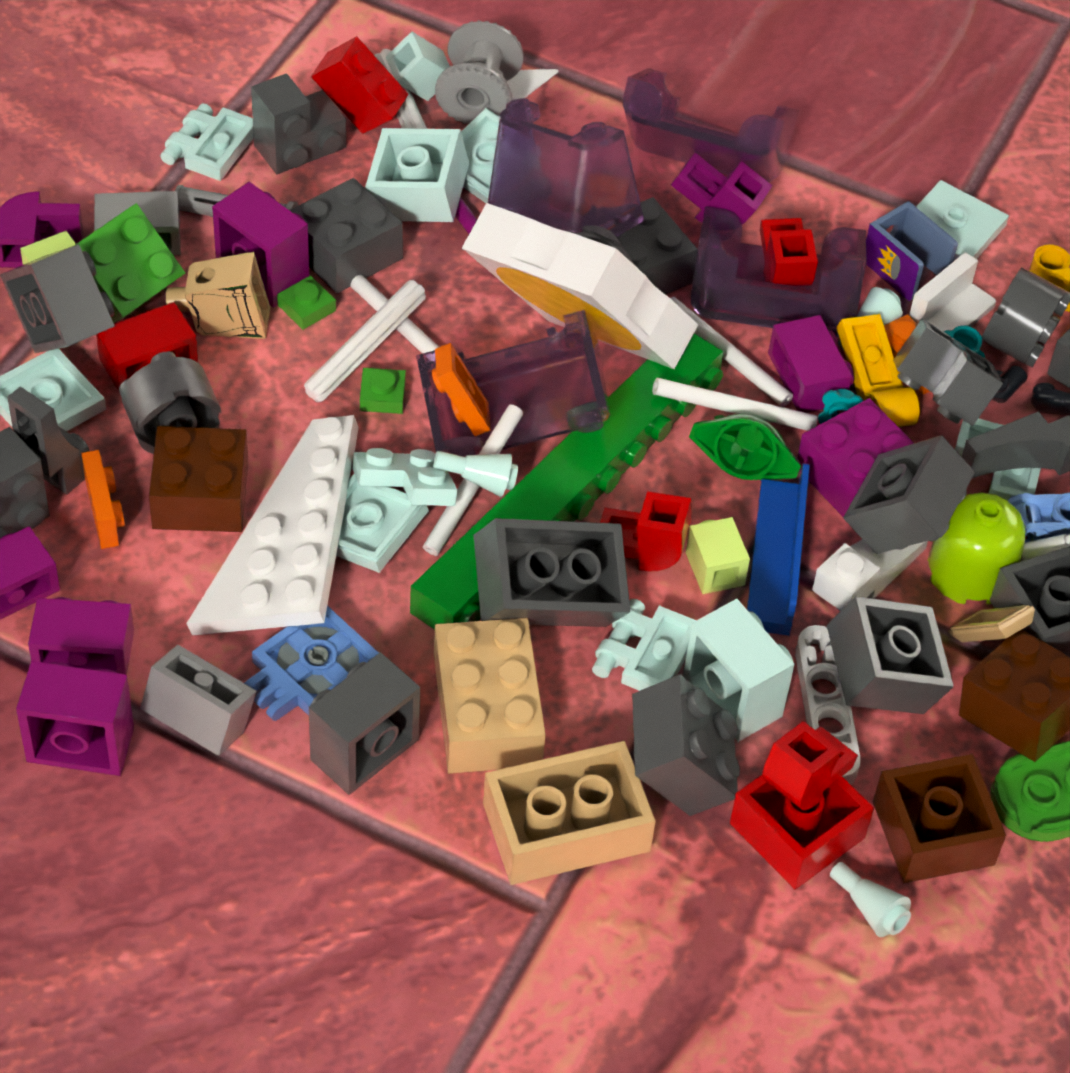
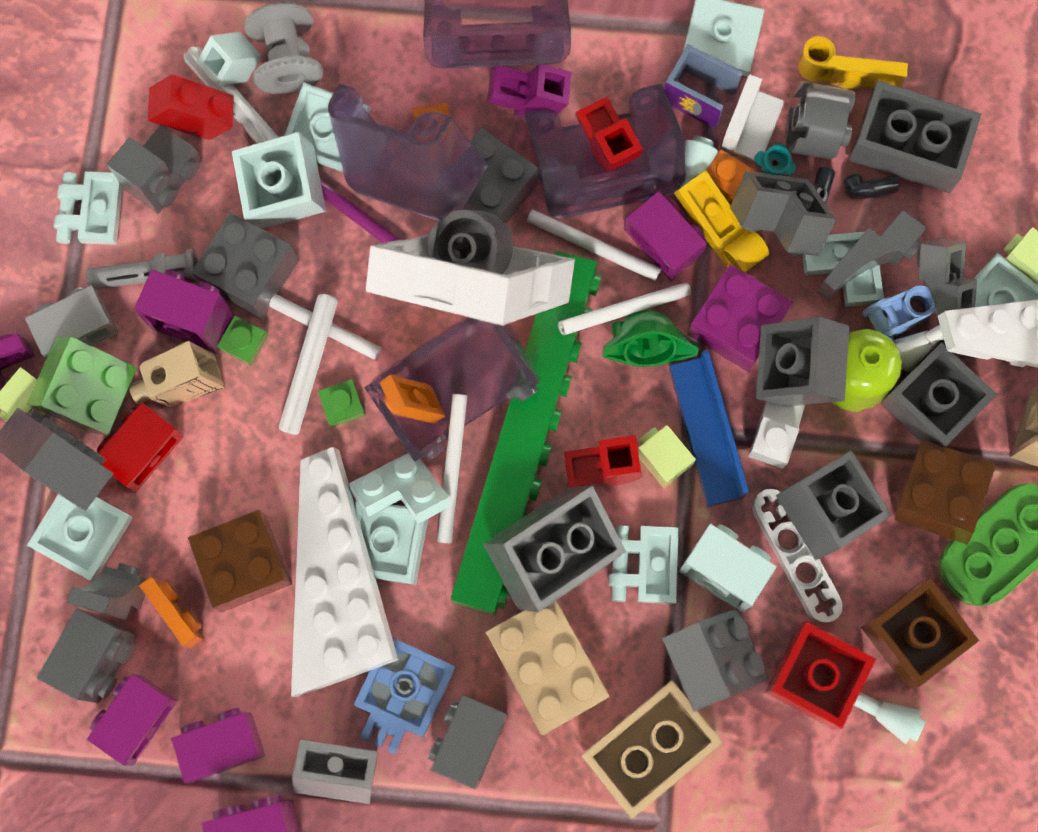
camera: 15 degrees left, 25 degrees up
(168, 394) = (186, 505): flat silver brick -> none
(488, 471) = (465, 465): light aqua cone -> none
(528, 81) = (322, 25): white sticker -> none
(807, 764) = (824, 658): red brick -> none
(837, 400) = (705, 270): teal plate -> none
(993, 623) = (897, 436): tan tile -> none

